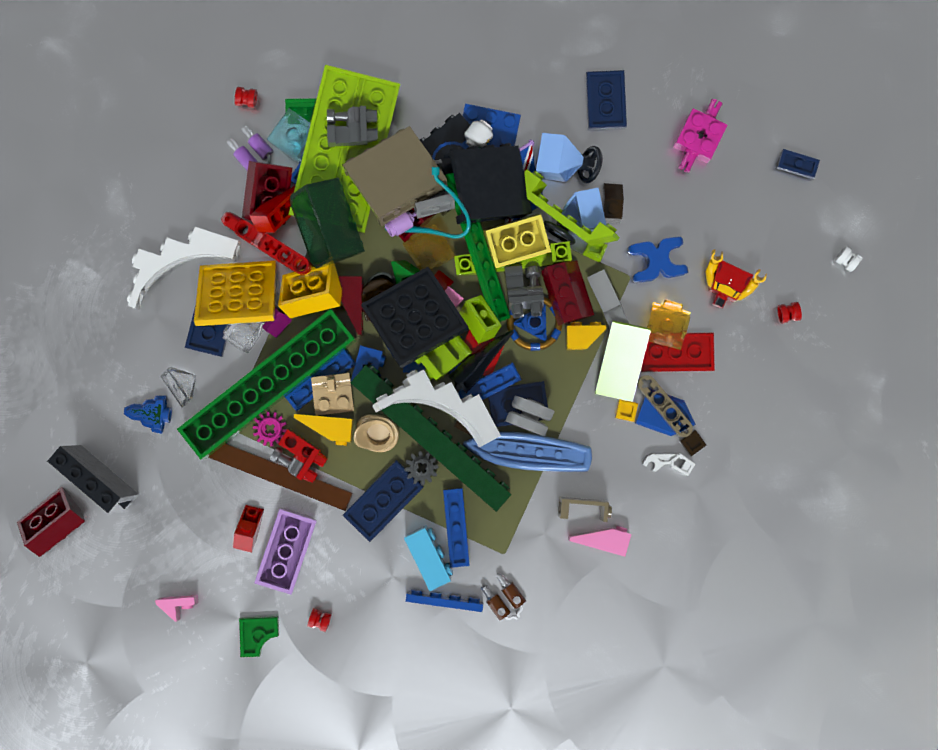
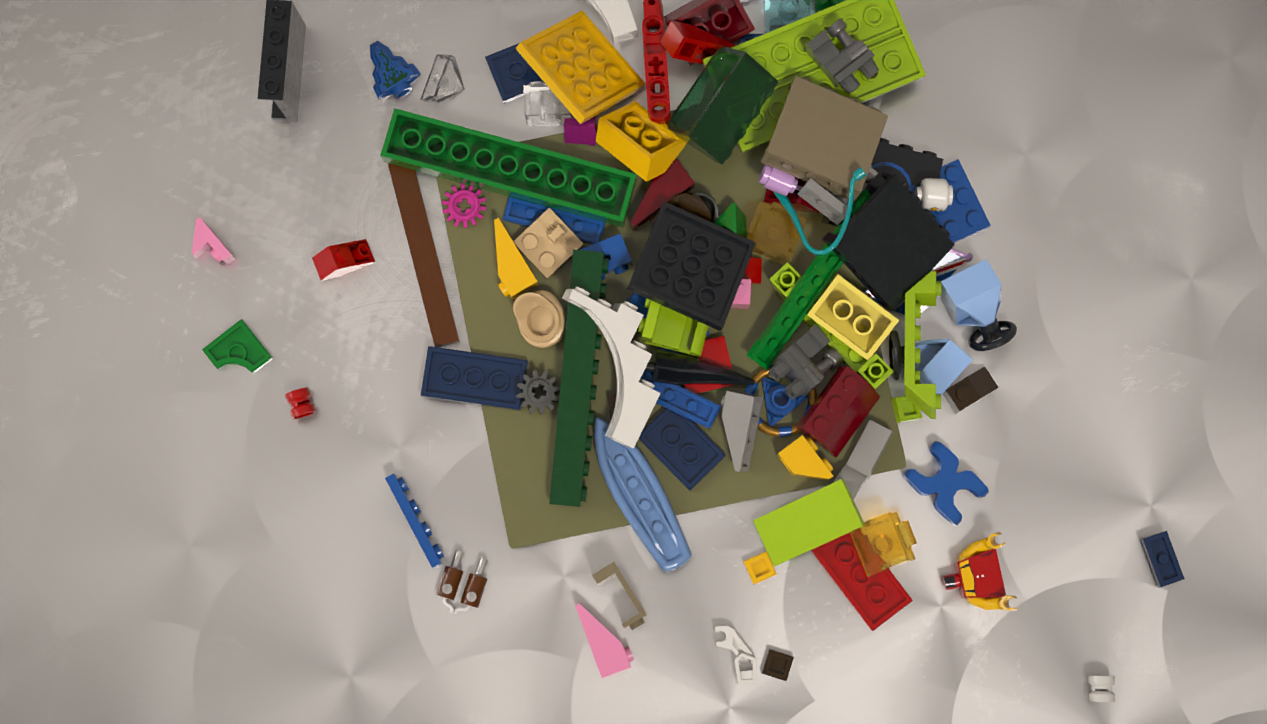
camera: 55 degrees right, 5 degrees down
(50, 522) = (203, 52): dark red slope -> none
(285, 551) = (347, 313): lavender brick -> none
(304, 456) = (460, 262): red hips -> none
(428, 557) = (449, 468): medium azure brick -> none
(456, 527) = (501, 475): blue plate -> none
(480, 319) = (741, 338): lime brick -> none
(529, 416) = (678, 463): light grey wheel -> none
(530, 357) = (740, 421): none -> light grey slope
(606, 99) = (1075, 304): dark blue tile -> none
(651, 419) = (786, 611): blue tile -> none
(662, 408) = (796, 604): dark tan beam -> none
(711, 131) = (1106, 445): dark pink brick -> none
(789, 312) = (995, 666): red wheel -> none

